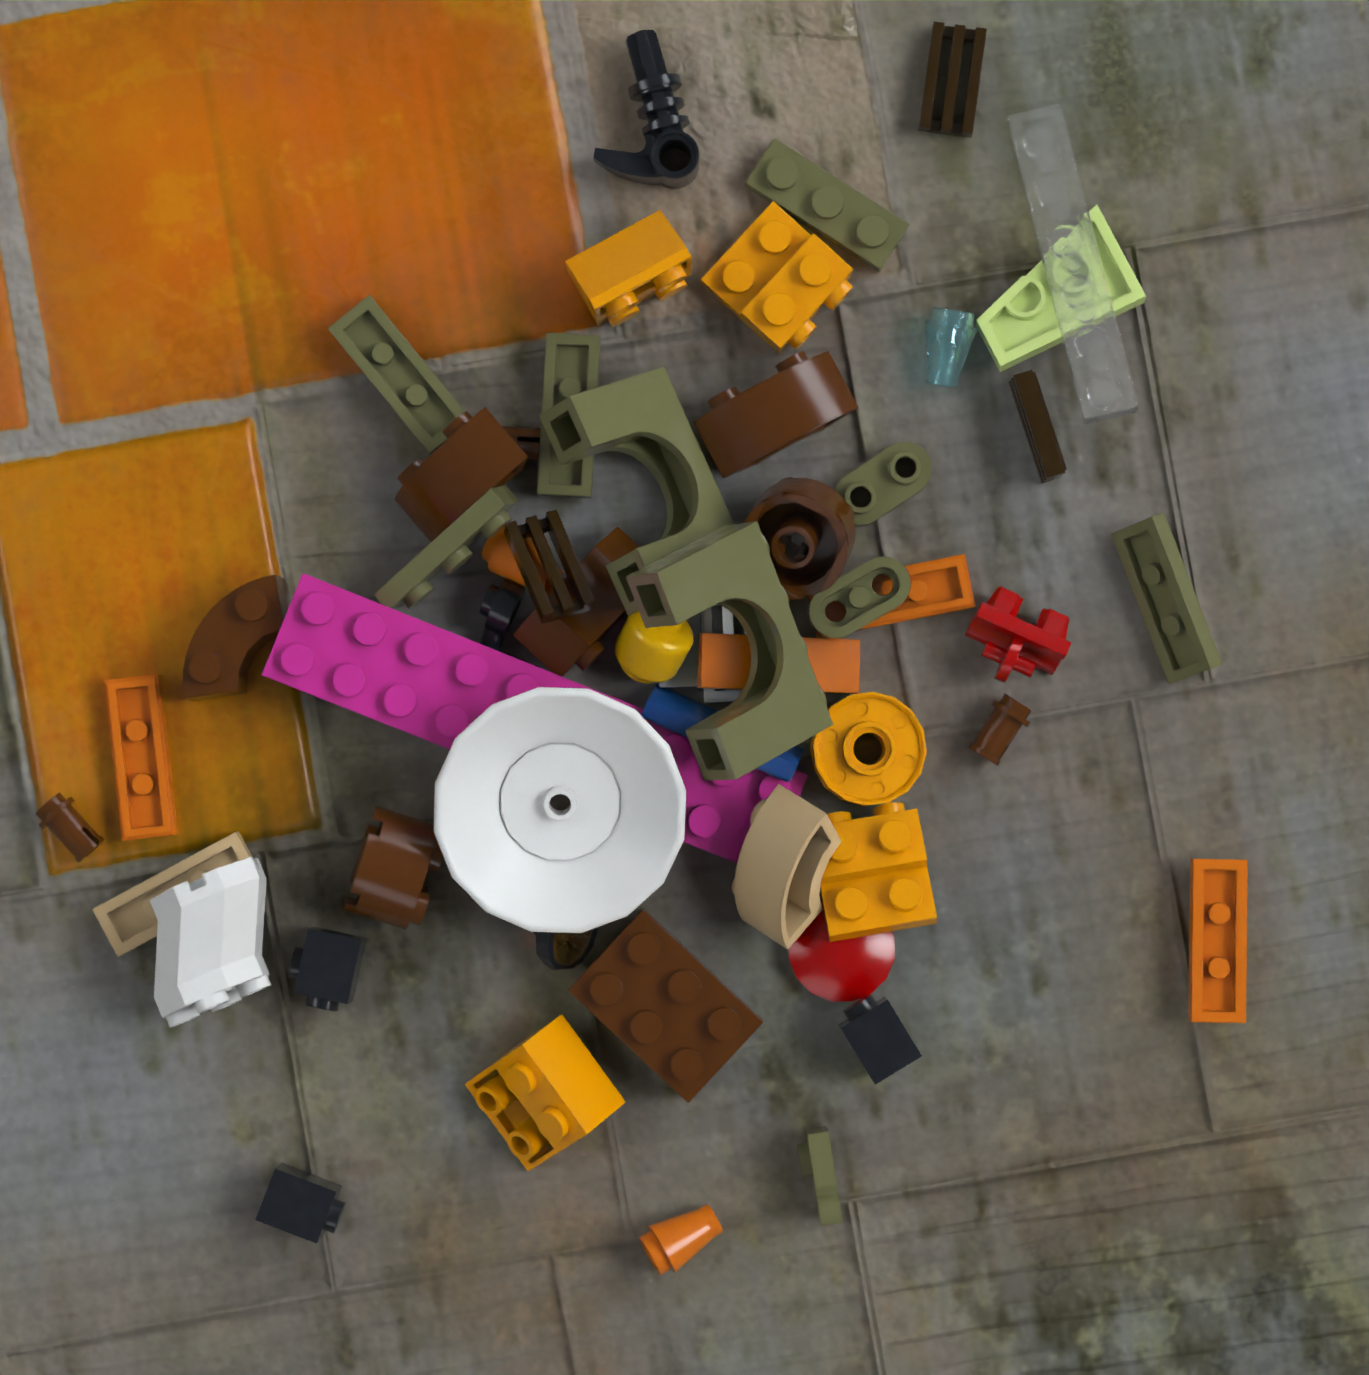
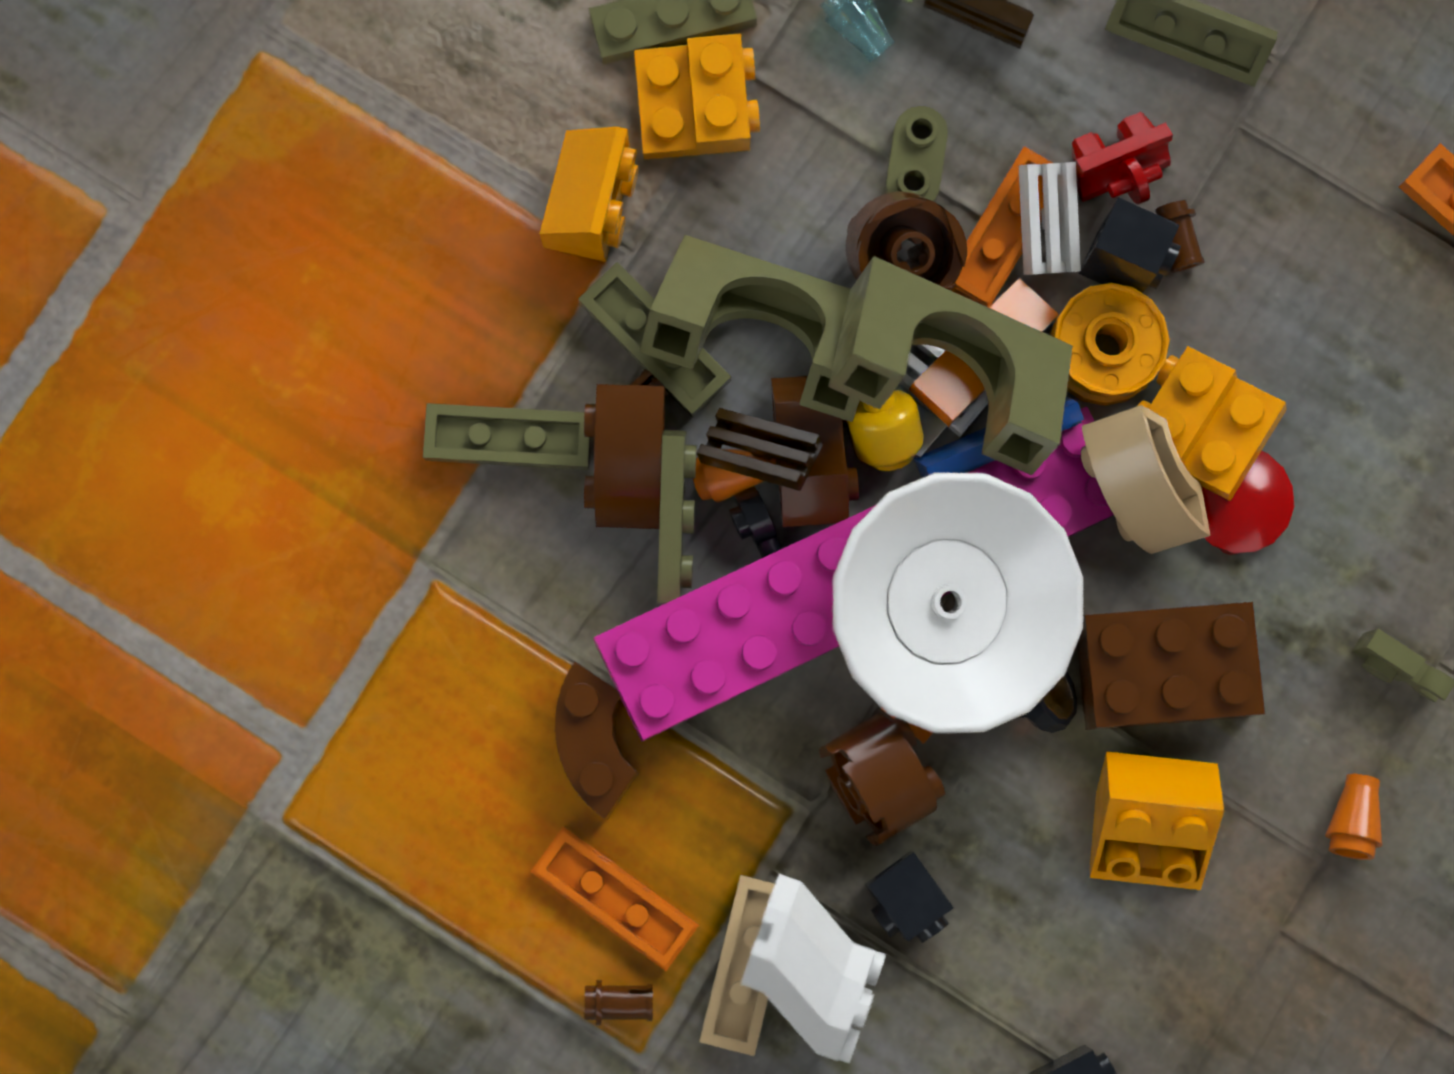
camera: 50 degrees left, 5 degrees down
(664, 124) = (506, 77): black piece -> none
(775, 412) = (794, 185): reddish brown brick -> none
(858, 597) = (991, 248): olive plate -> none
(878, 1037) = (1337, 529): black brick -> none
(937, 636) = (1058, 218): none -> white tile
(948, 703) = (1131, 248): none -> black brick

